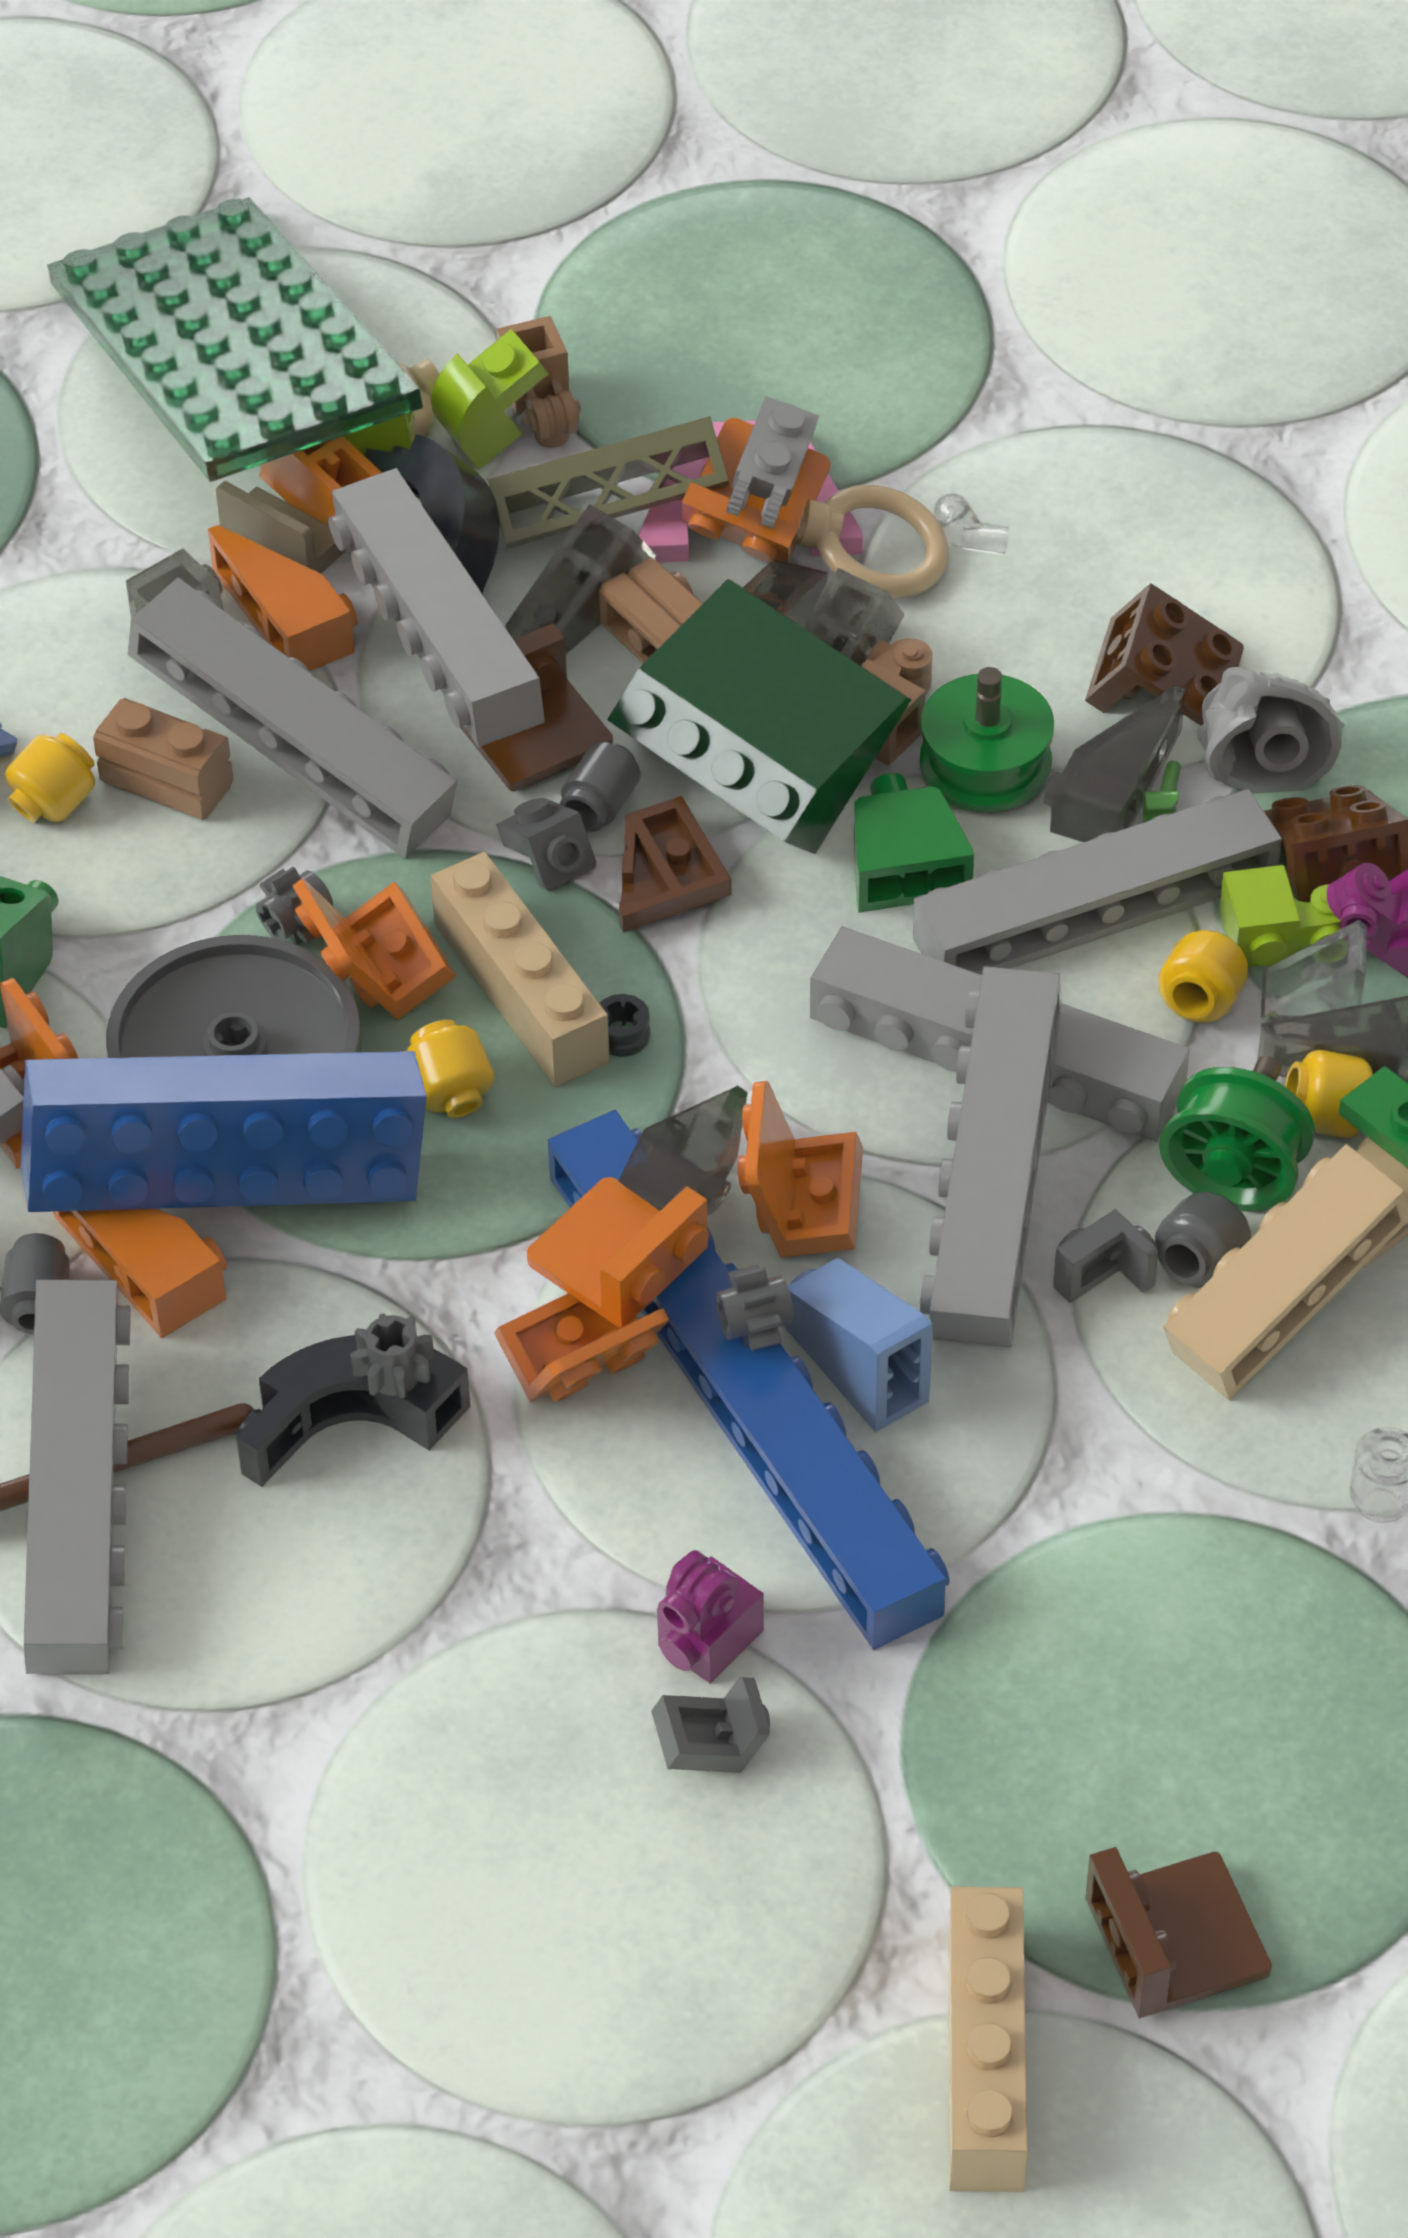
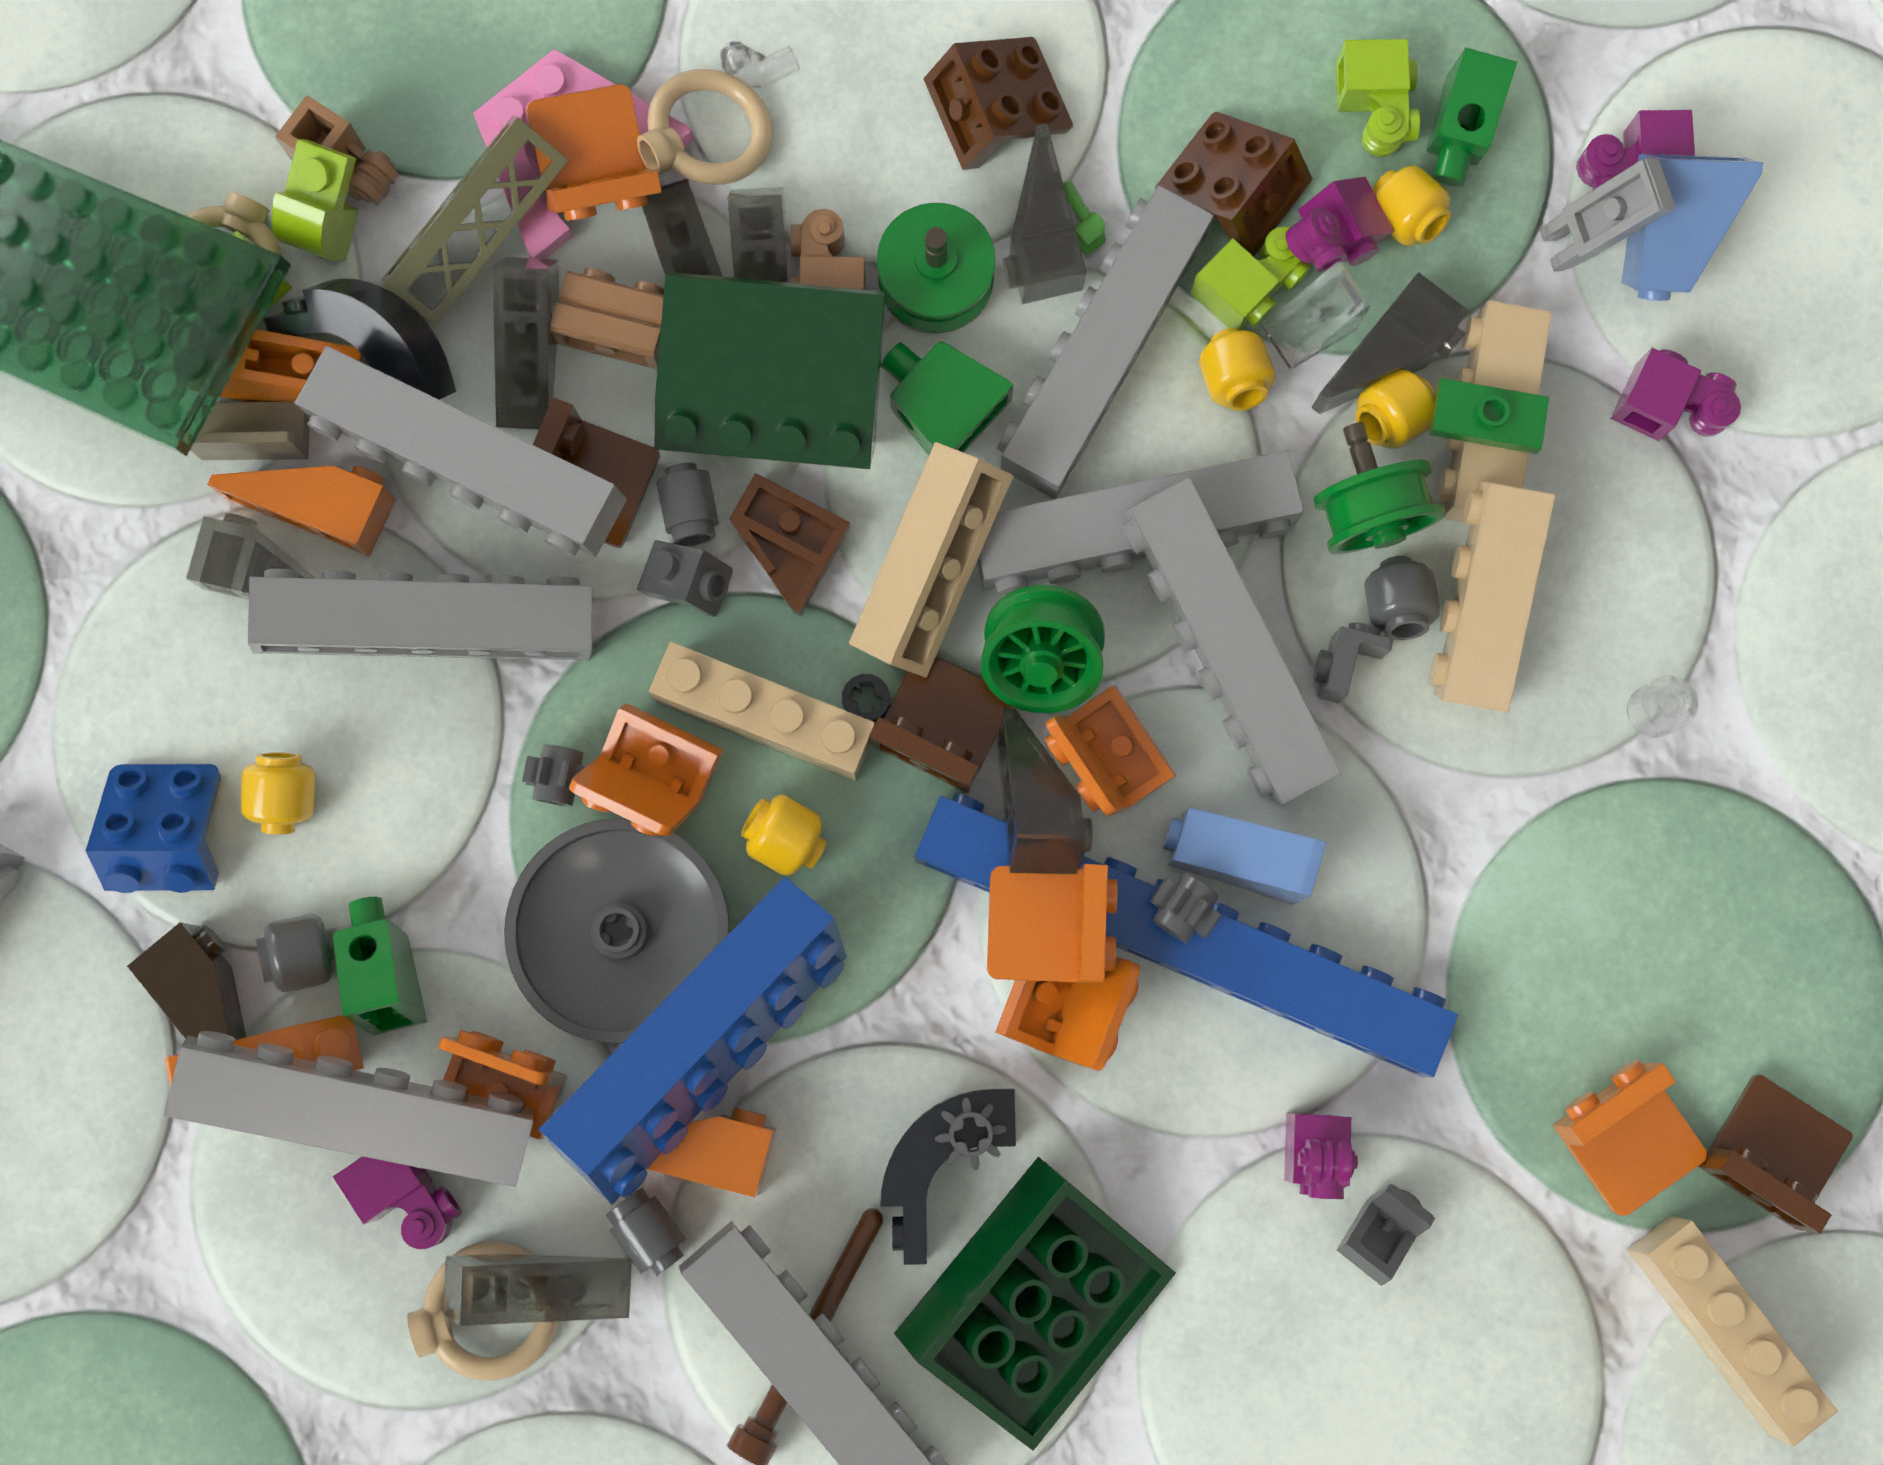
camera: 40 degrees left, 30 degrees up
(163, 758) = (348, 714): medium nougat brick -> none
(327, 1568) = (1033, 1304): none -> dark green slope
(663, 1069) = (941, 724): none -> reddish brown bracket
(772, 458) = (595, 124): light grey hinge -> none
(773, 929) = (930, 559): none -> tan brick
(817, 1050) = (1043, 649): none -> green wheel
(1033, 1804) = (1631, 1137): none -> orange bracket
(1268, 732) = (1123, 117): light grey head -> none

